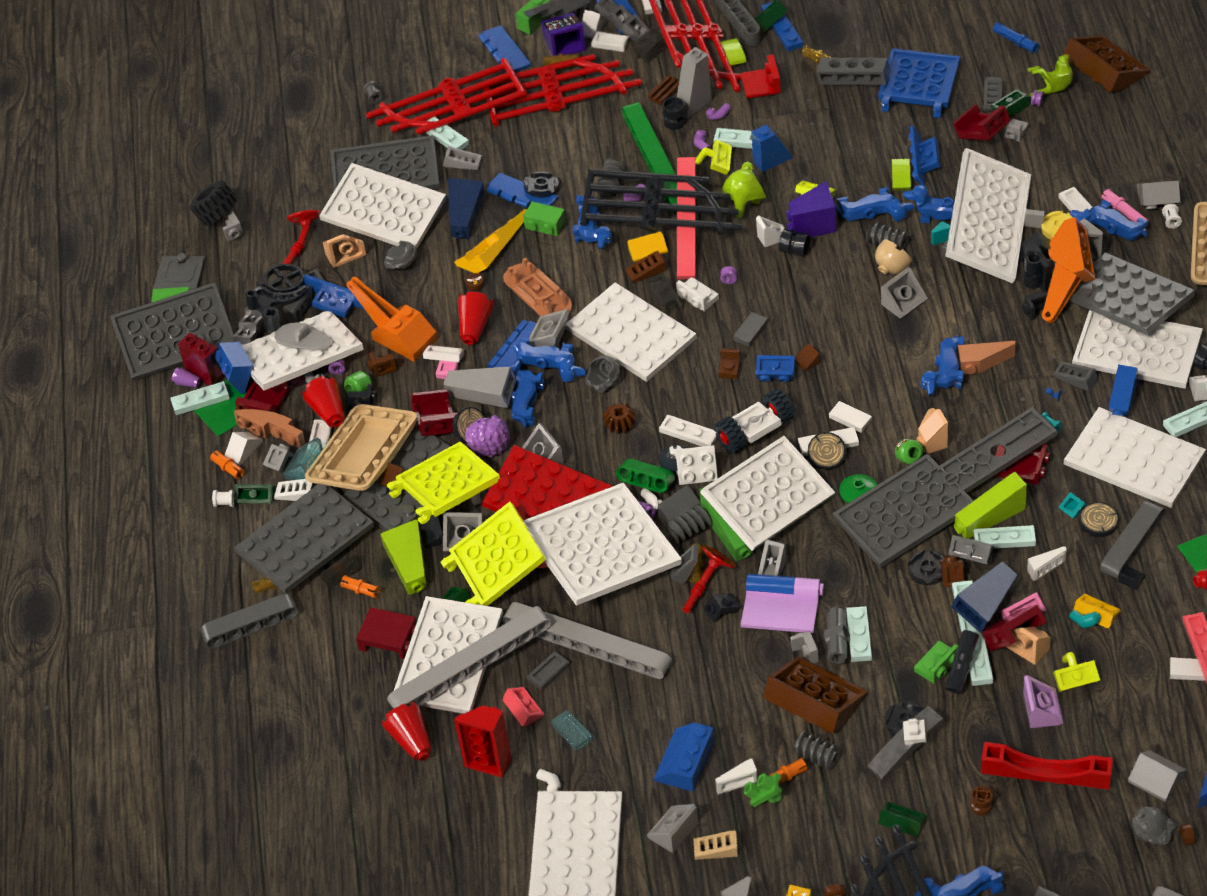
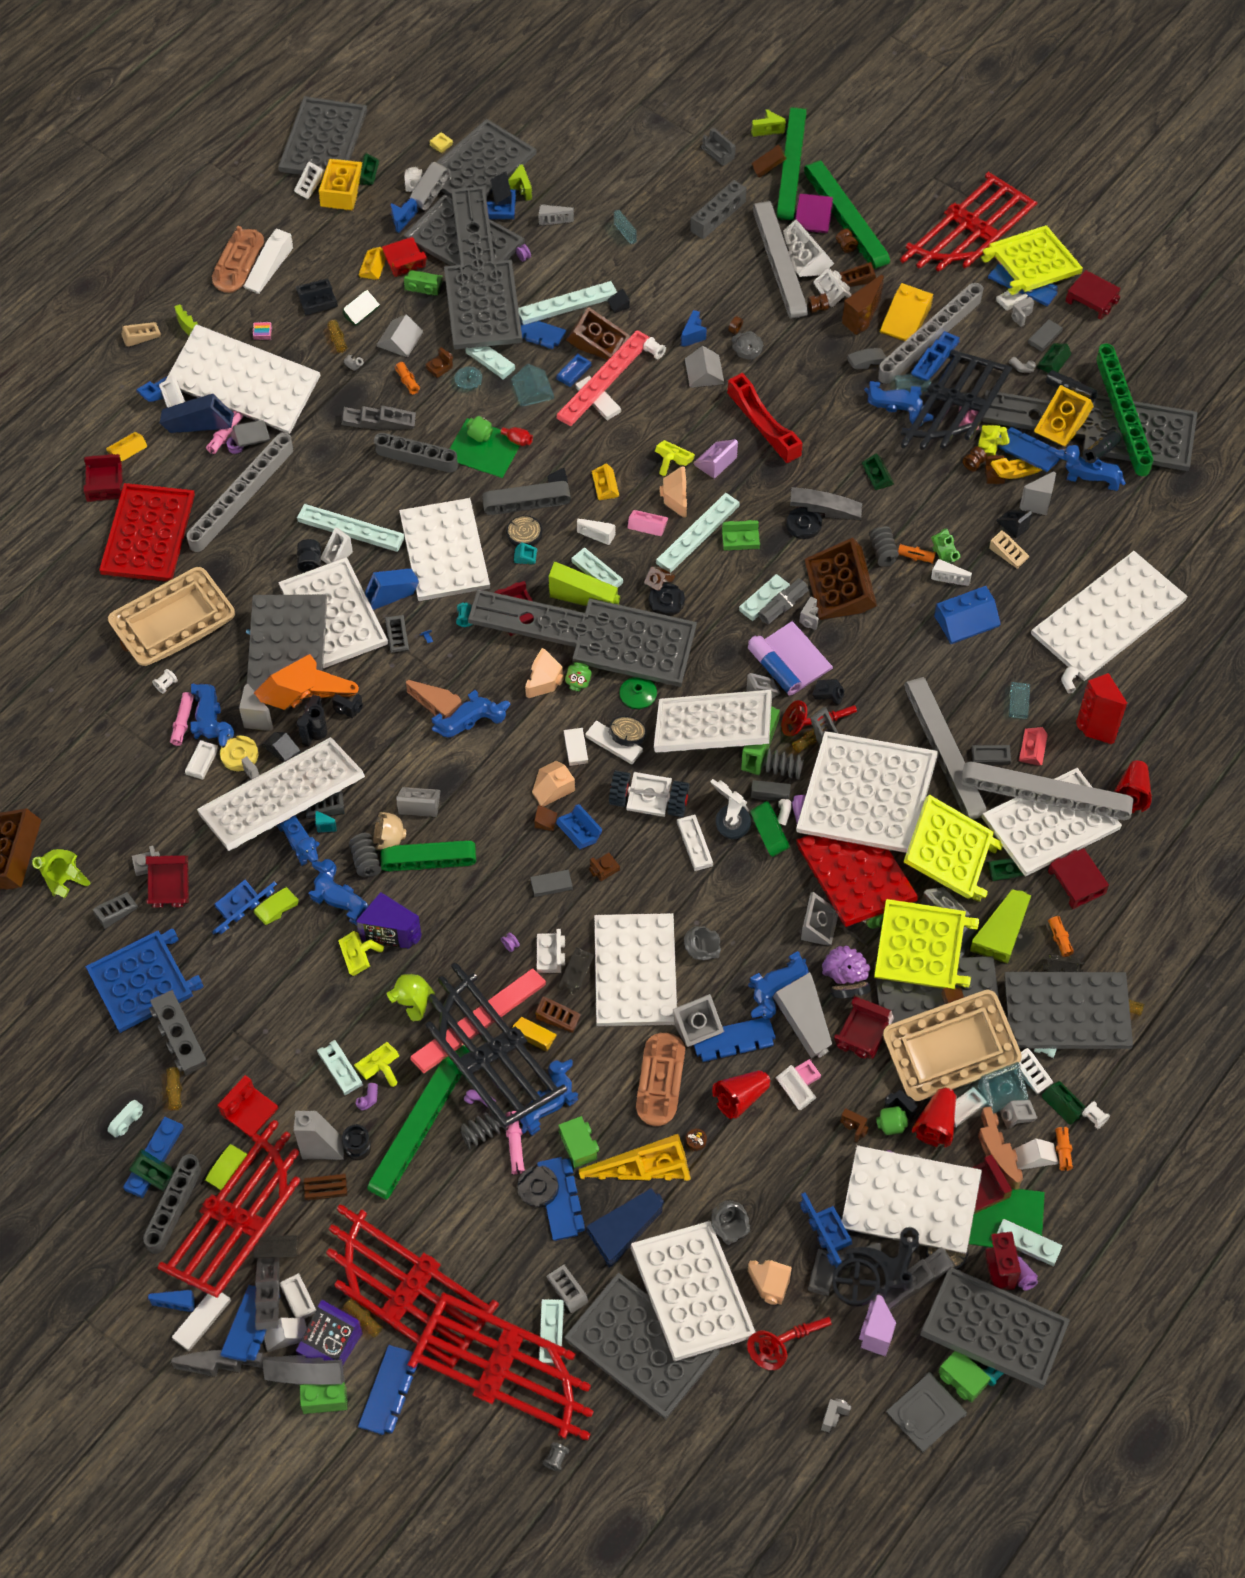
camera: 140 degrees left, 10 degrees up
(213, 202) = (845, 1458): black tyre -> none
(234, 364) = (981, 1222): blue slope -> none
(244, 271) = (879, 1328): none -> lavender slope
(249, 620) = (1170, 983): dark grey beam -> none
(302, 337) = (899, 1199): light grey shield -> none
(398, 329) = (808, 1142): orange slope -> none
(549, 357) = (724, 996): blue animal -> none
(578, 188) = (513, 1134): none -> bright pink pin
(619, 418) = (738, 900): reddish brown gear -> none
(674, 826) = (1023, 579): light grey slope -> none
(721, 113) = (322, 1111): medium lavender arm -> none
(737, 869) = (1015, 521): none -> black slope
(768, 149) = (340, 1019): blue slope -> none
(768, 231) = (432, 949): white slope -> none
(794, 242) = (431, 918): black wheel -> none
(822, 26) = (121, 1123): none -> light aqua plate
(833, 383) = (553, 783): none -> light nougat slope
(847, 274) = (428, 856): none -> green beam
(914, 731) = (818, 493): white tile -> none
(962, 660) = (733, 512): black axle -> none
(971, 549) = (633, 574): dark grey hinge -> none
(981, 800) = (823, 437): reddish brown wheel -> none
(983, 597) = (664, 536): slope -> none
(1000, 634) = (677, 500): dark red panel -> none
(1014, 102) = (117, 885): dark green slope -> none
(1021, 40) = (22, 936): blue pin -> none
(1037, 98) = (93, 869): medium lavender bush -> none
(1085, 620) = (623, 481): teal arm -> none
(1158, 193) = (143, 706): light grey slope -> none

